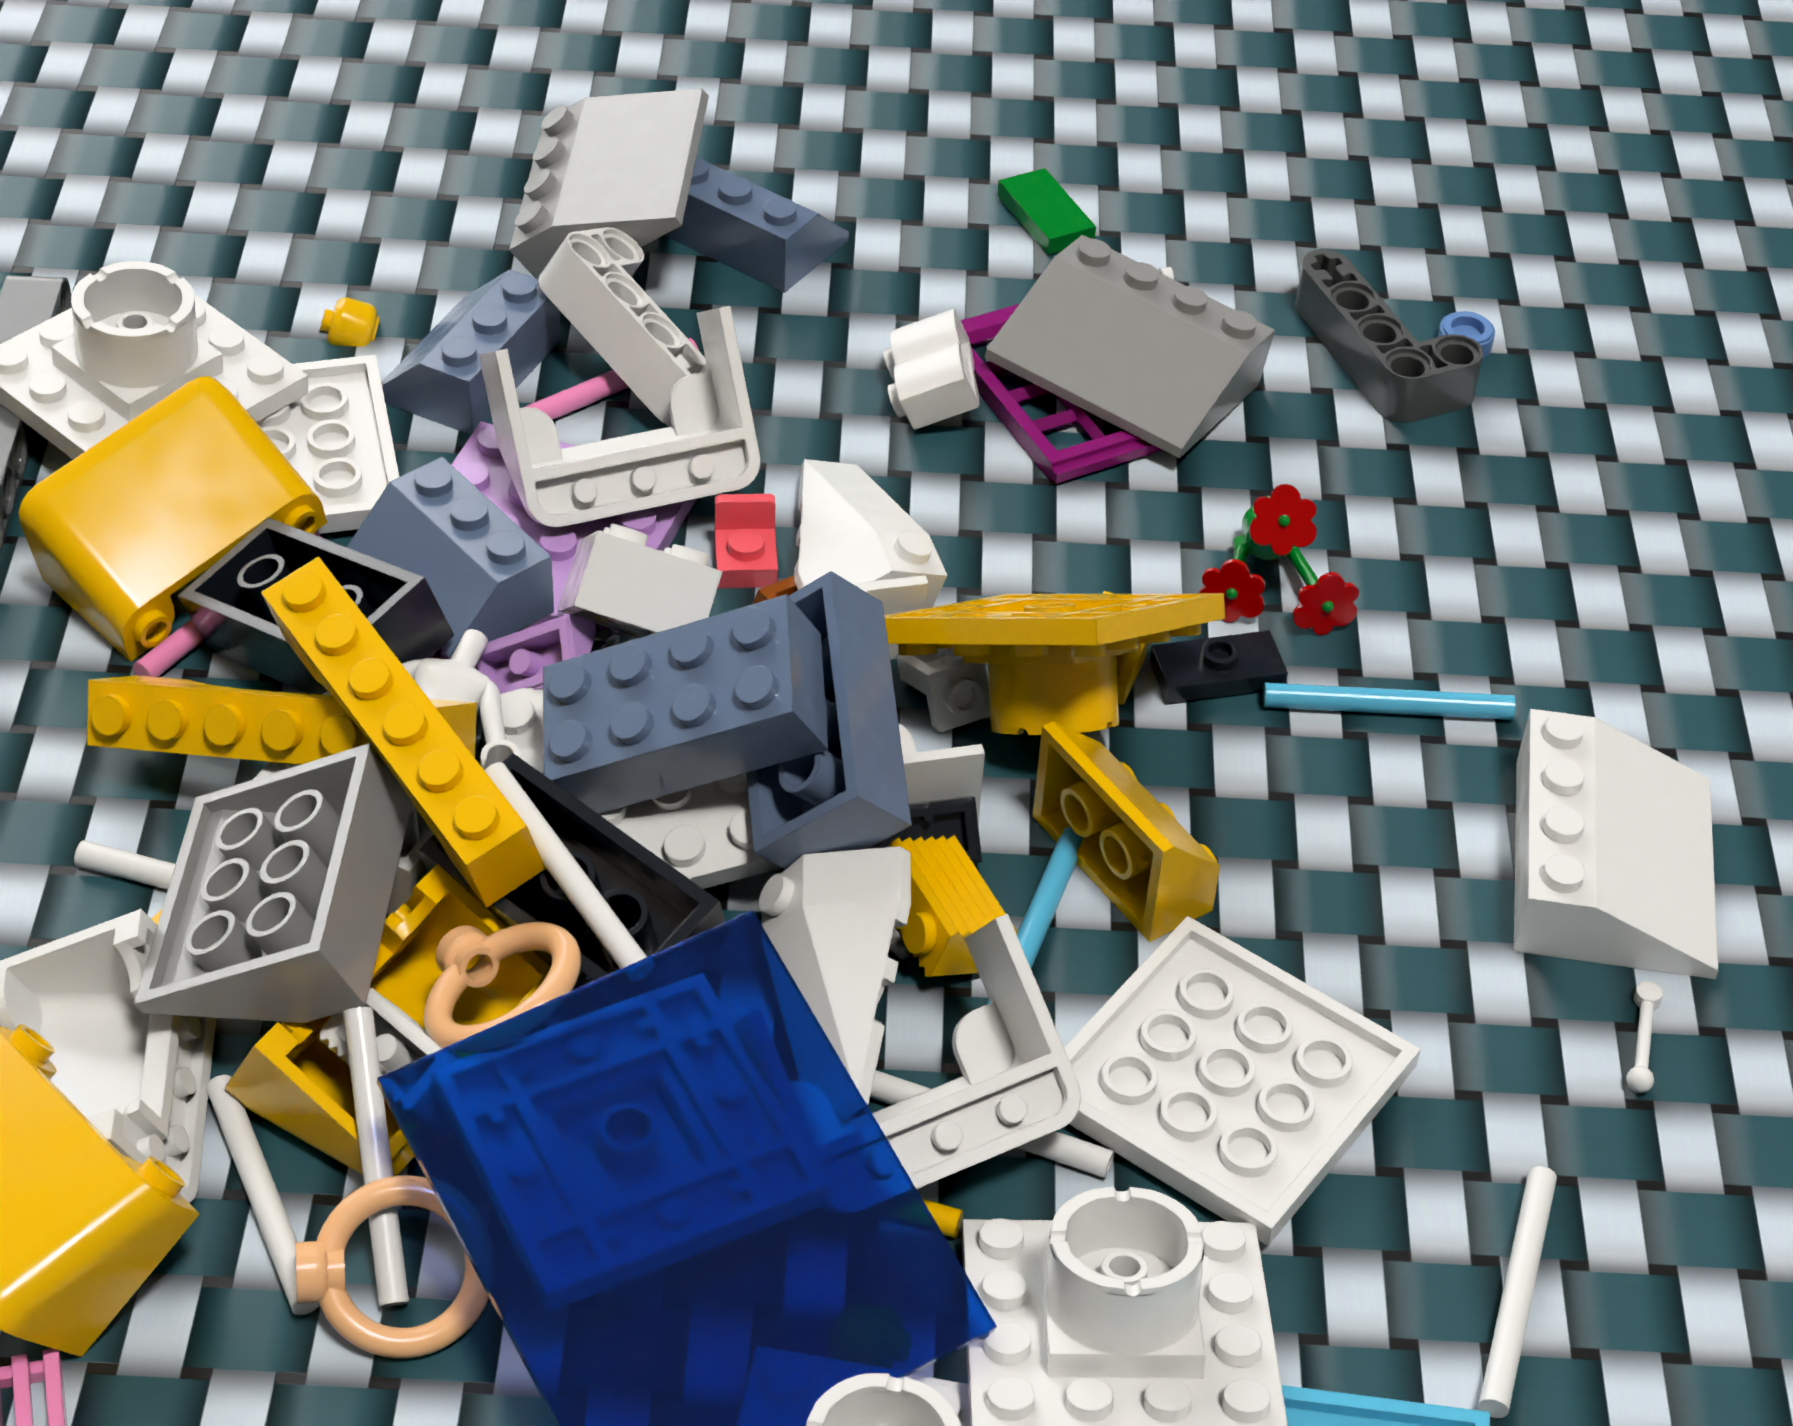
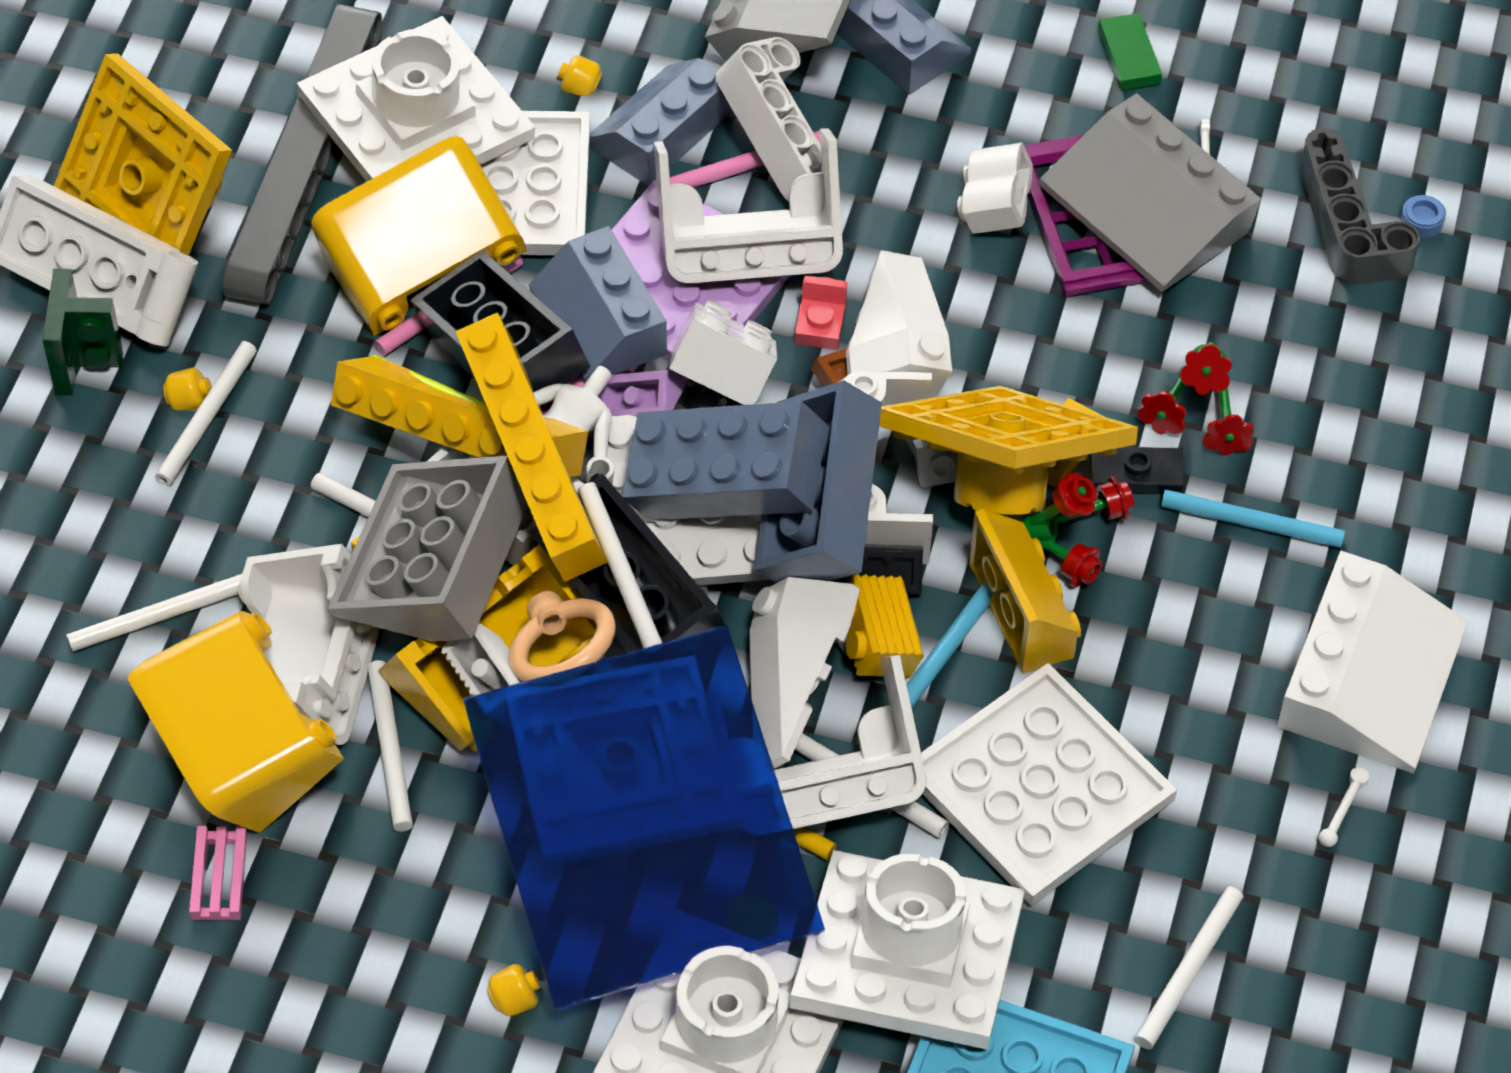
camera: 15 degrees right, 10 degrees up
(322, 1275) = (414, 810): light nougat piece -> none
(375, 1153) = (461, 741): white piece -> none
(1177, 696) = (1075, 498): none -> red plant

